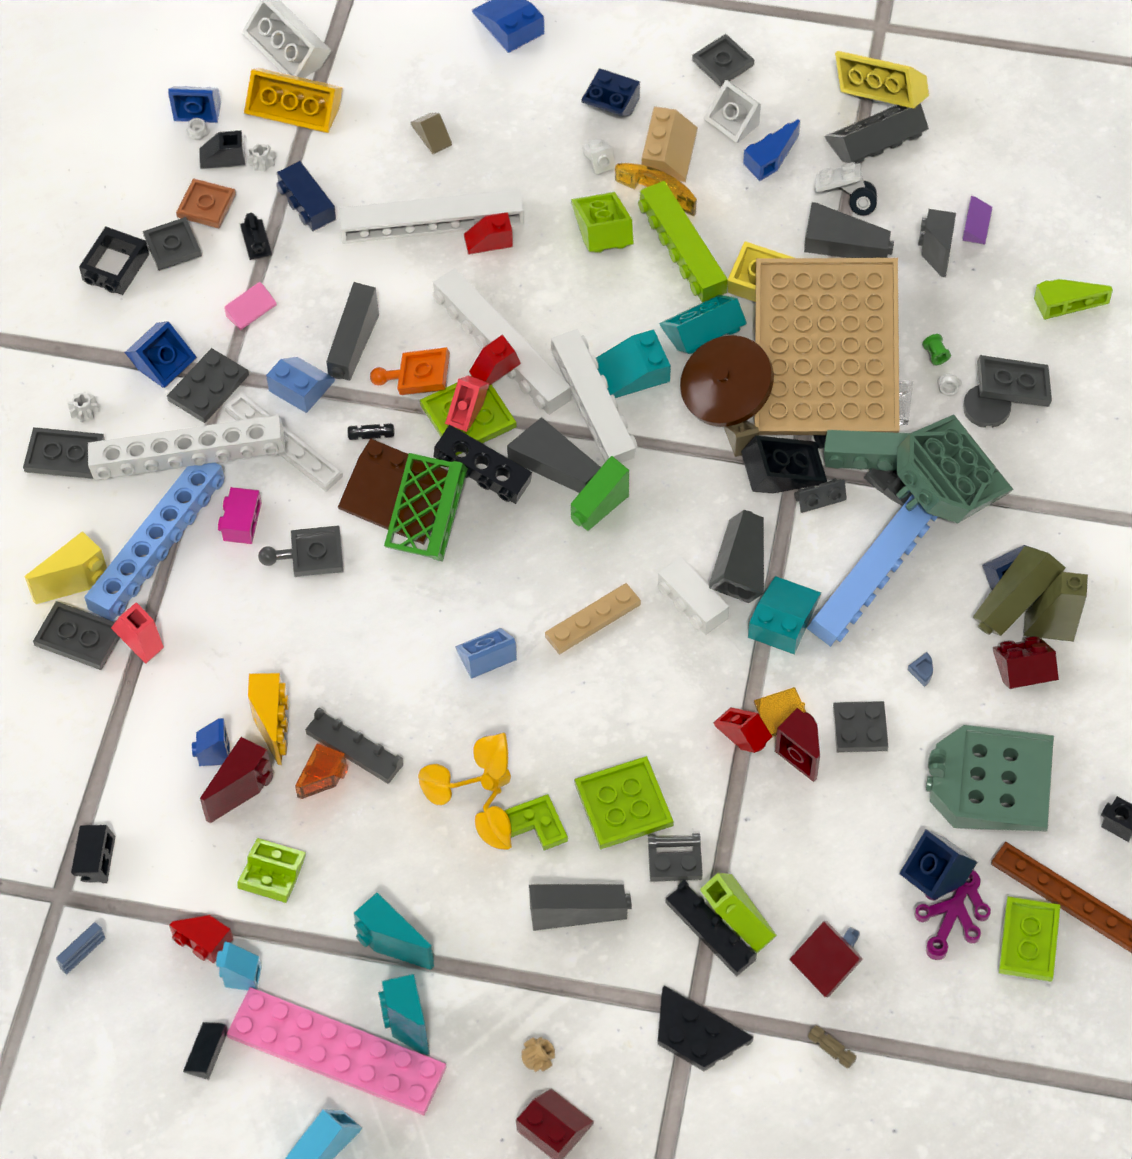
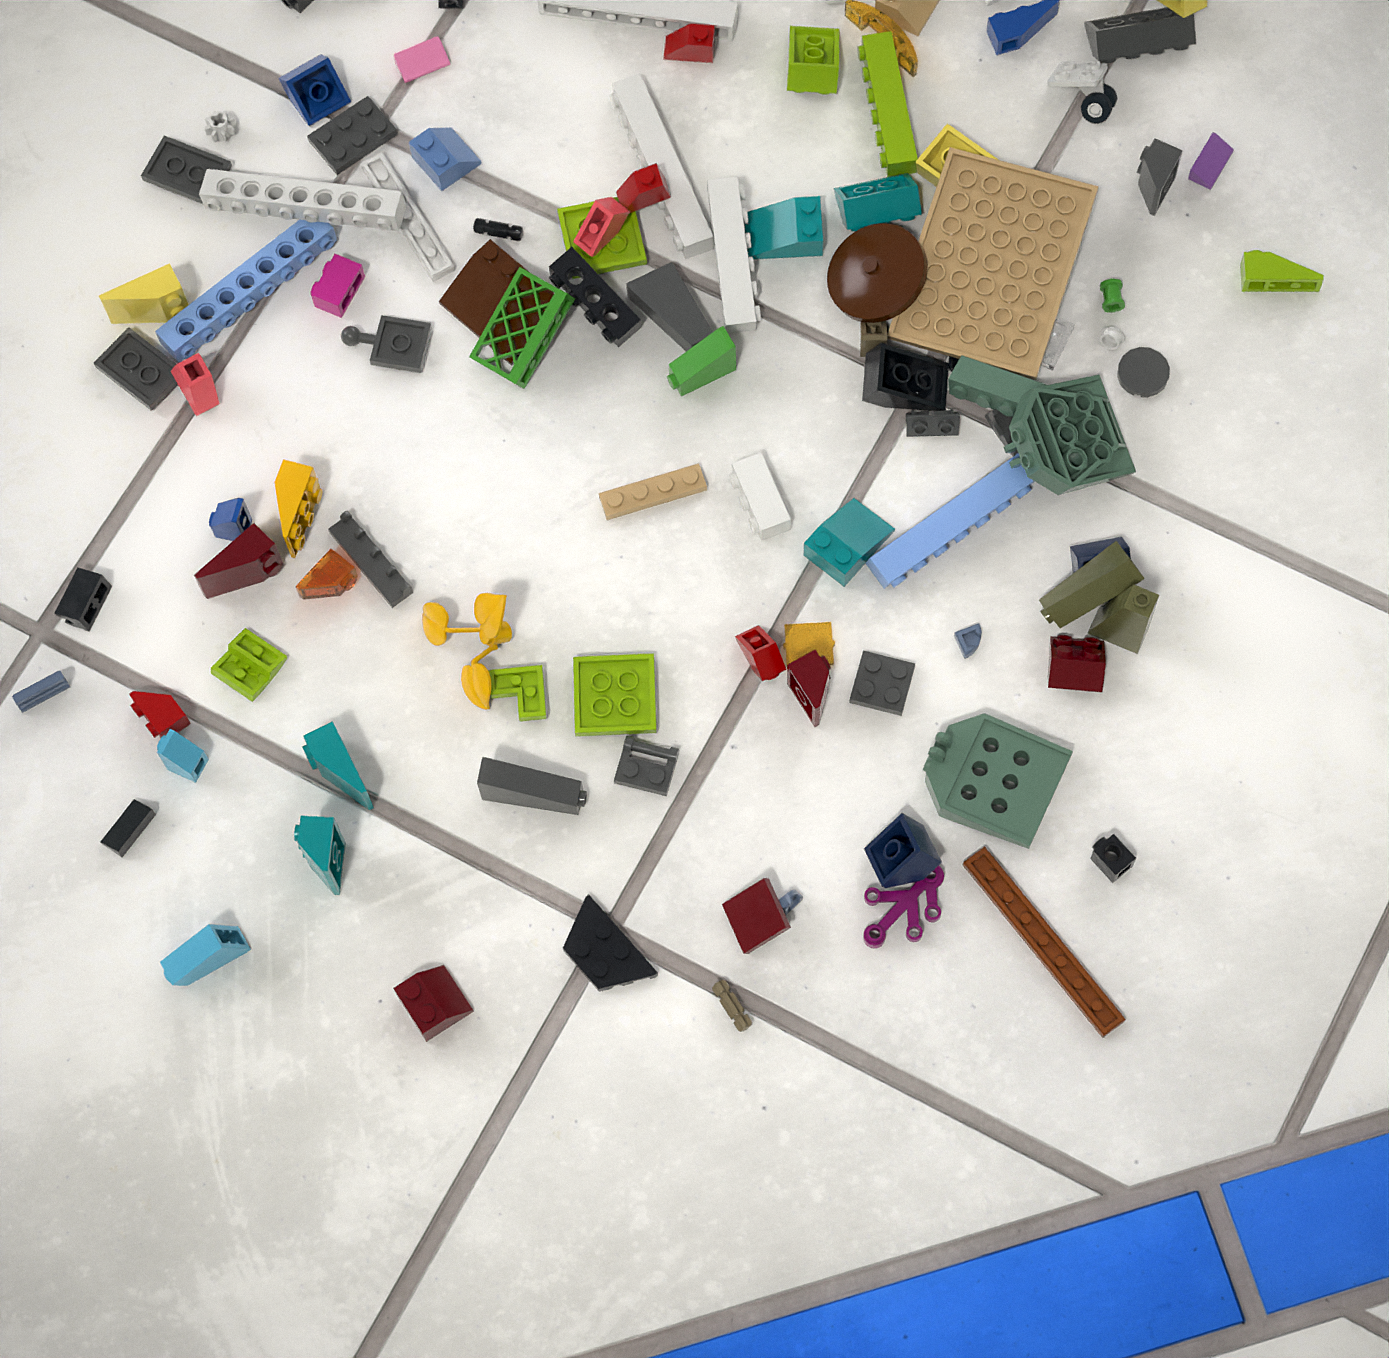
camera: 20 degrees right, 10 degrees up
(337, 1051) = (251, 865): bright pink plate -> none
(353, 331) = (513, 116): dark grey slope -> none
(418, 372) = (568, 178): orange plate -> none
(487, 652) = (533, 498): medium blue slope -> none
(538, 1054) = (440, 927): tan gear -> none
(710, 928) = (655, 849): black hinge -> none
(738, 910) = (686, 839): lime slope -> none
(741, 558) = (822, 470): dark grey slope -> none
(844, 235) = (1062, 142): dark grey slope -> none
(1014, 380) = (1180, 353): dark grey plate -> none
(1029, 939) = (970, 954): lime plate -> none

